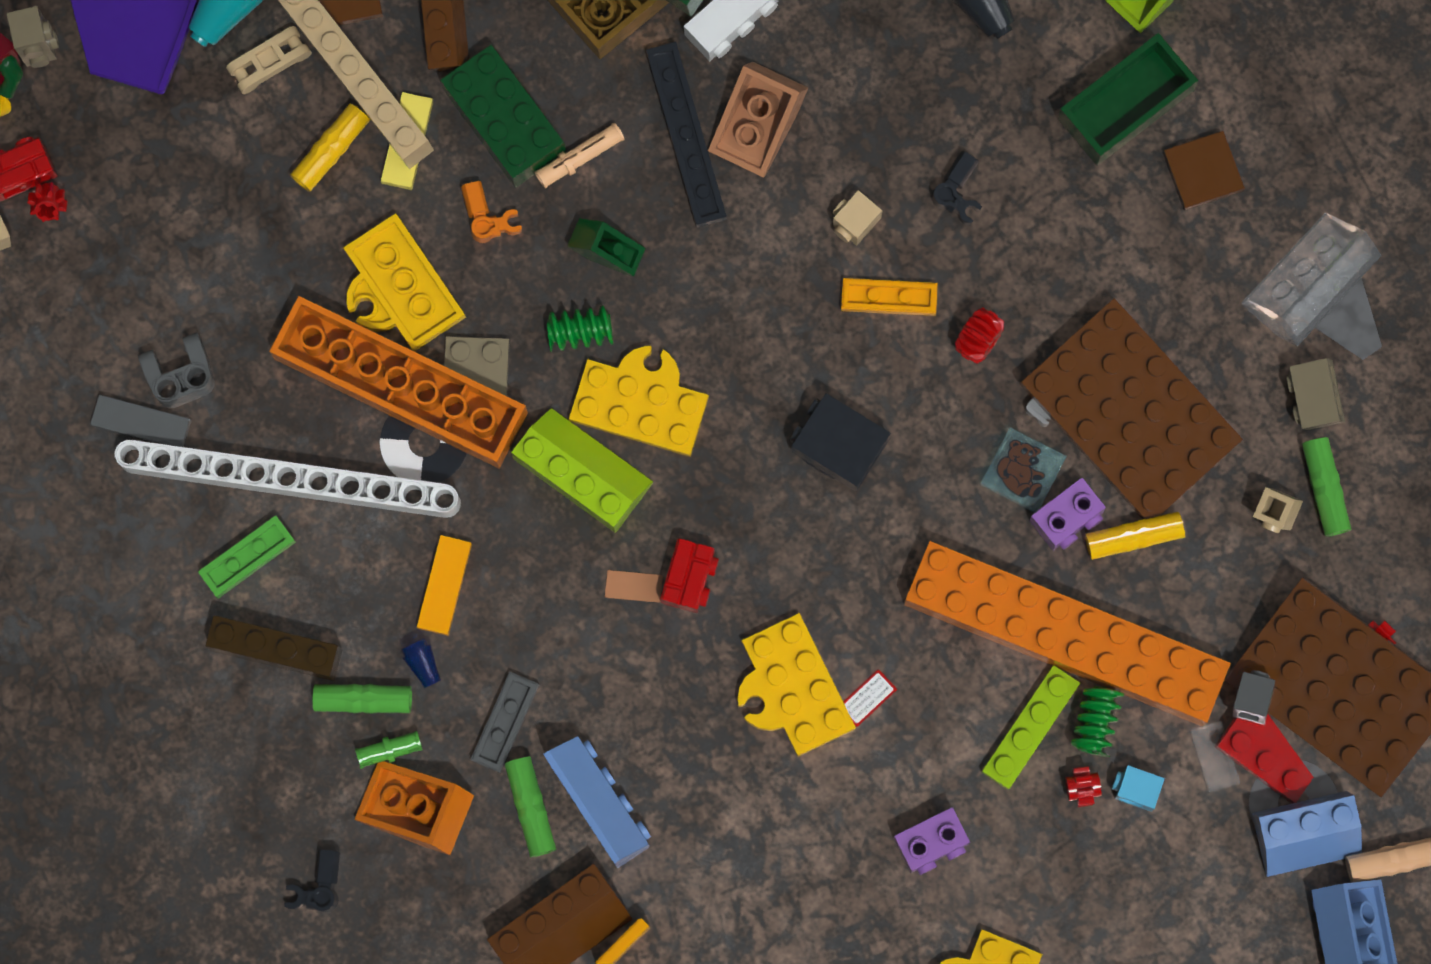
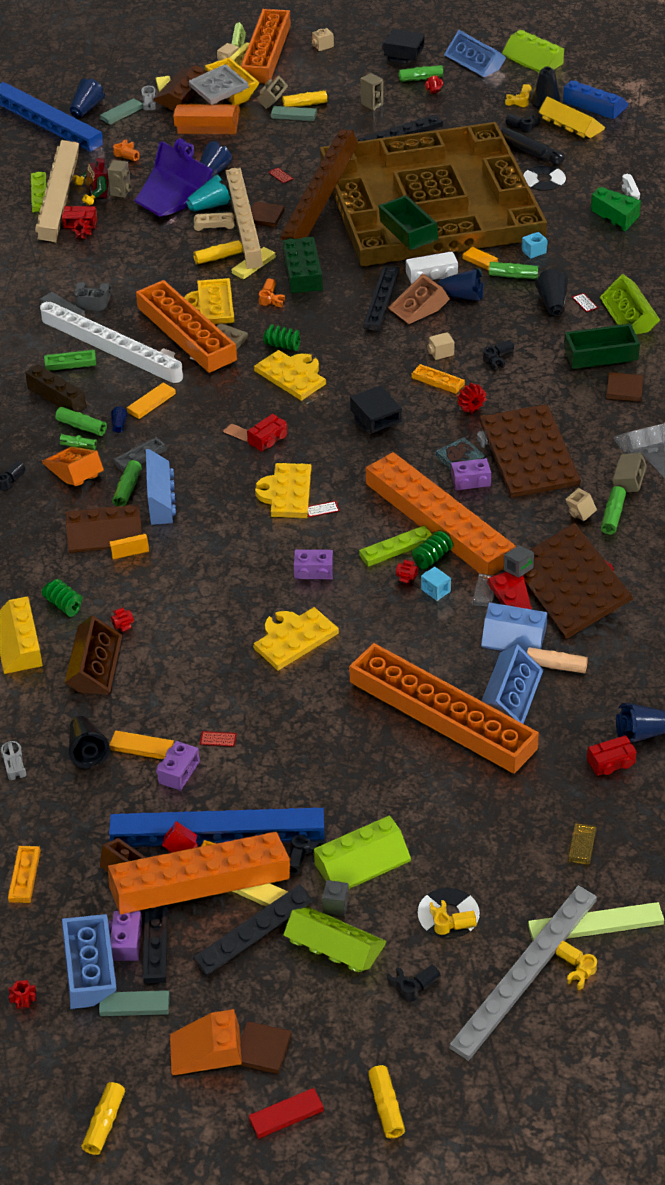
camera: 25 degrees right, 35 degrees down
(581, 154) = (327, 289): light nougat pin -> none
(581, 469) = (244, 383): lime slope -> none
(606, 246) = (316, 317): dark green slope -> none
(814, 46) = (464, 285): none -> dark blue cone
(1135, 535) = (500, 493): yellow axle -> none

